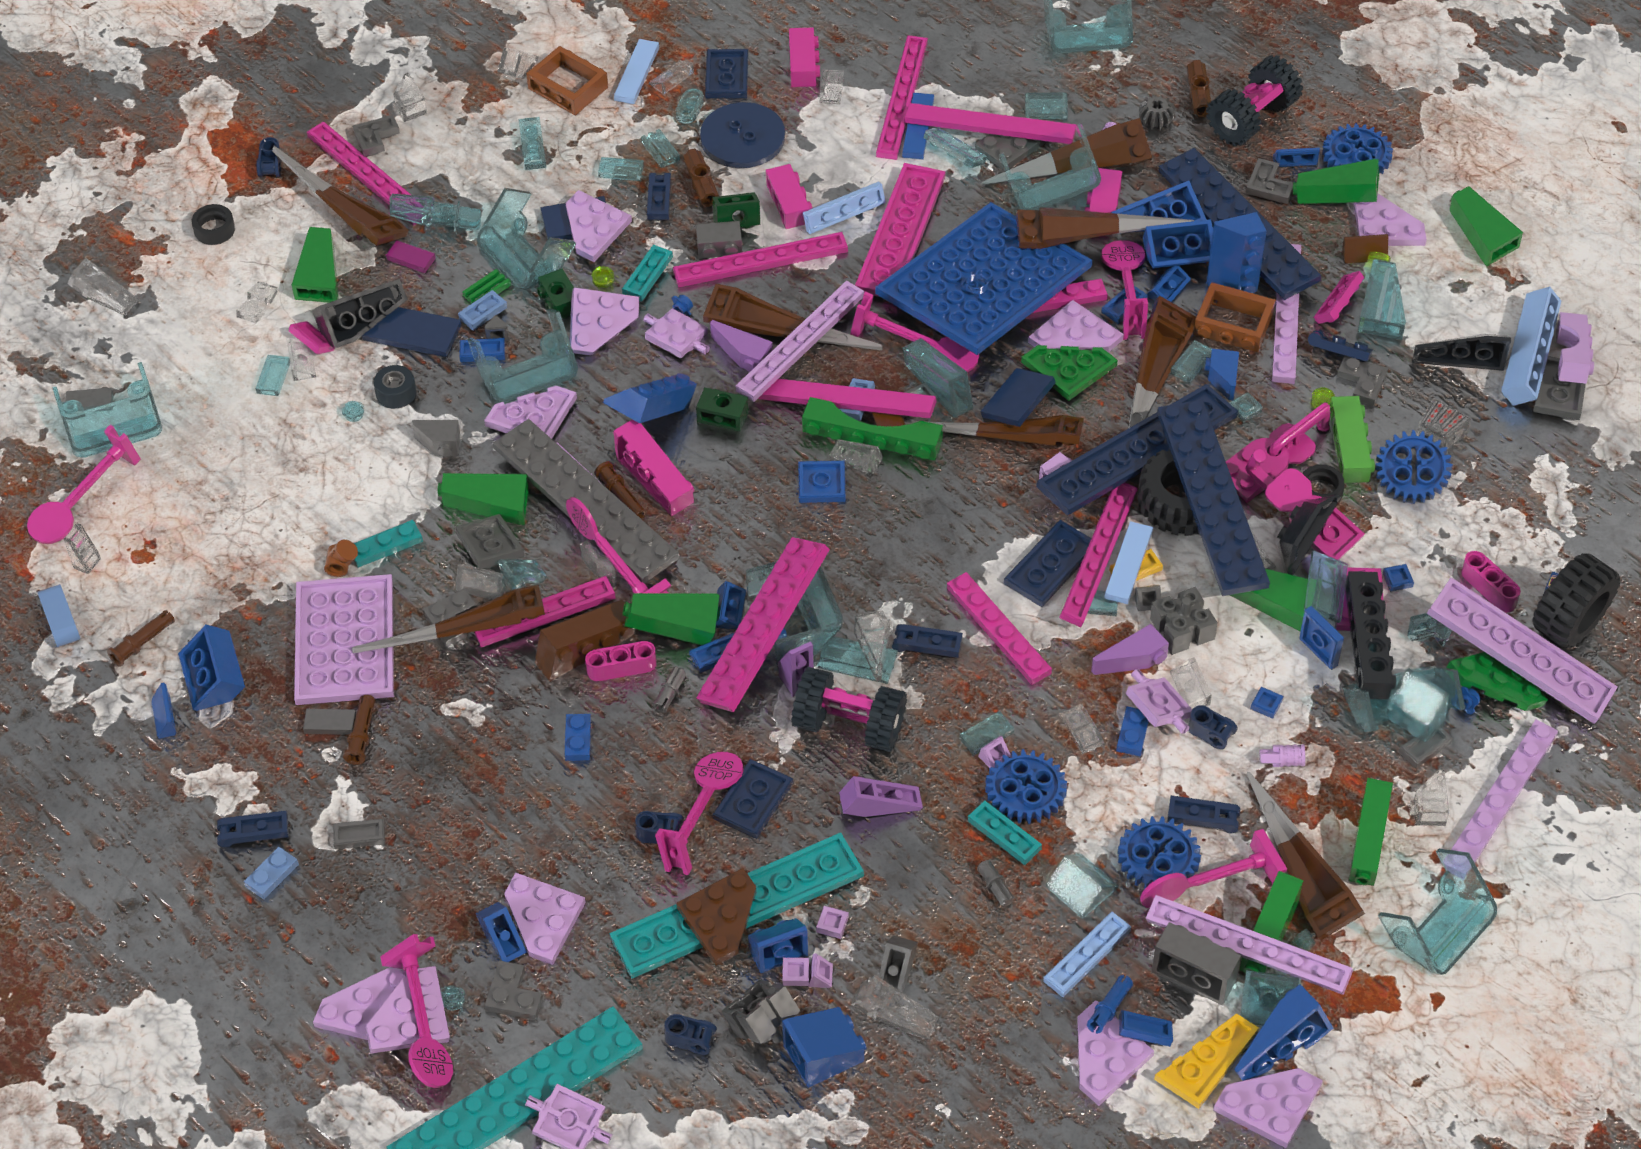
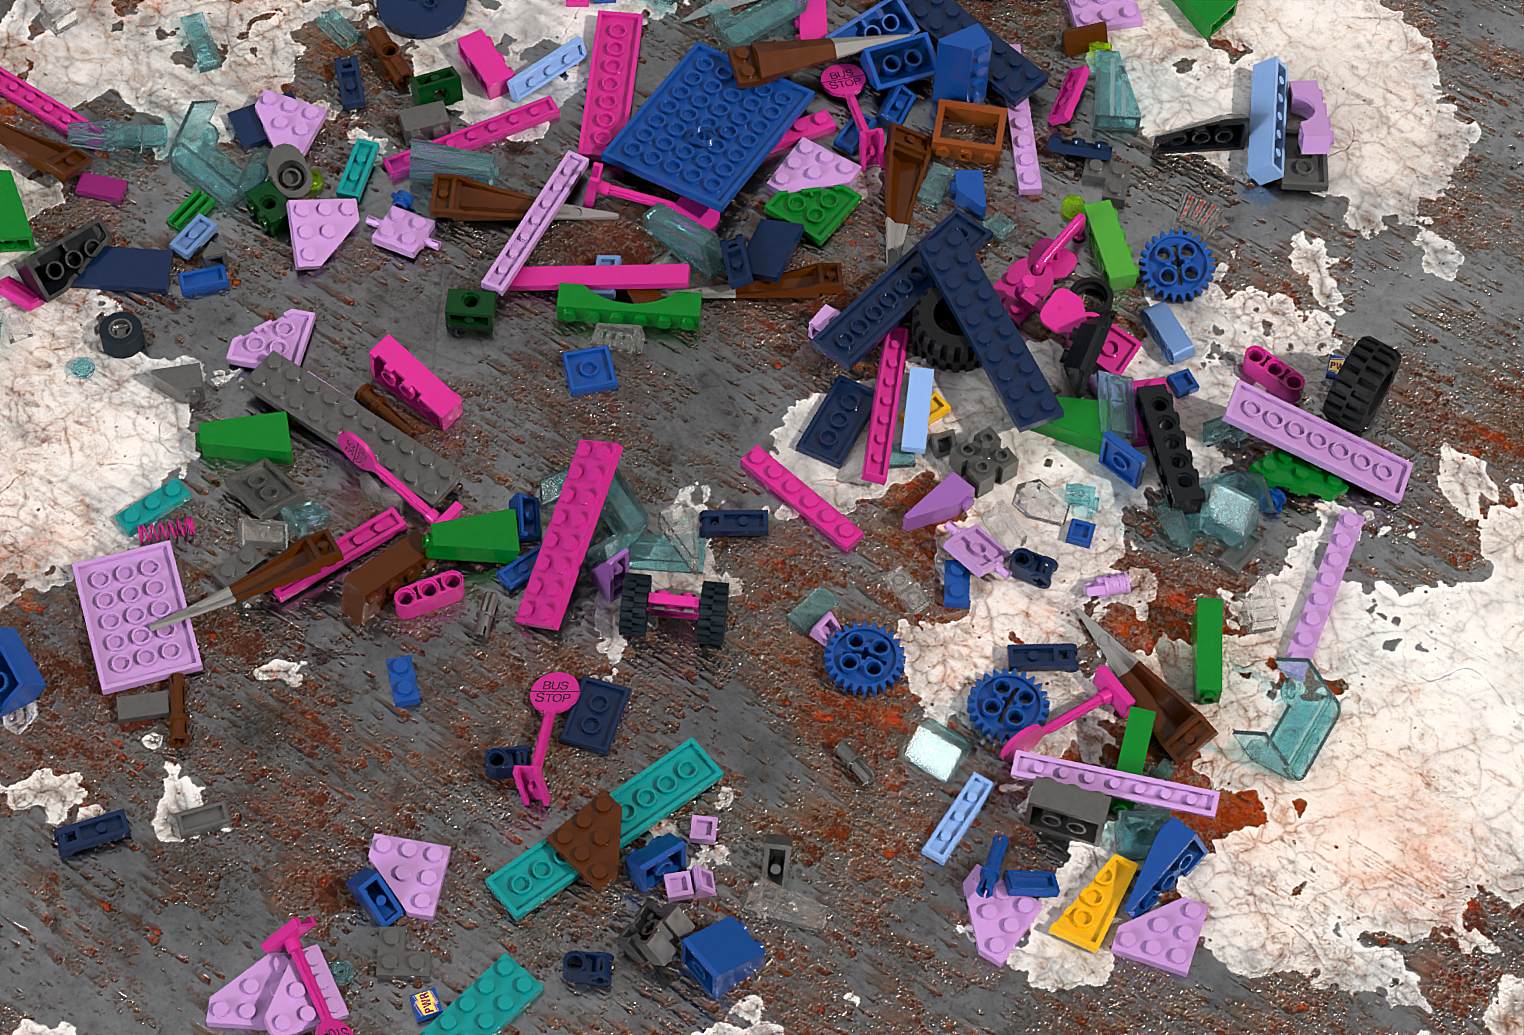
camera: 15 degrees left, 5 degrees up
(271, 873) = (122, 876): medium blue plate -> none
(340, 557) = (110, 531): dark orange piece -> none
(370, 134) = (24, 55): flat silver plate -> none
(414, 564) = (187, 520): none -> dark pink piece
(525, 1042) = (426, 1004): none -> tile
(532, 375) = (264, 299): clear light blue windscreen -> none
(581, 262) = (289, 171): none -> dark grey piece
(620, 168) = (302, 57): clear light blue tile -> none
(654, 398) = (400, 309): blue slope -> none
(714, 269) = (433, 158): none -> clear light blue slope
(741, 346) = (477, 238): medium lavender slope -> none
(876, 797) = (722, 694): medium lavender slope -> none
(983, 402) = (736, 262): none -> dark blue plate
(1004, 832) = (853, 709): teal plate -> none
(1232, 667) = (1040, 503): none -> clear slope
(1274, 667) = (1082, 496): none -> clear light blue bracket
(1392, 528) = (1167, 333): none -> medium blue beam

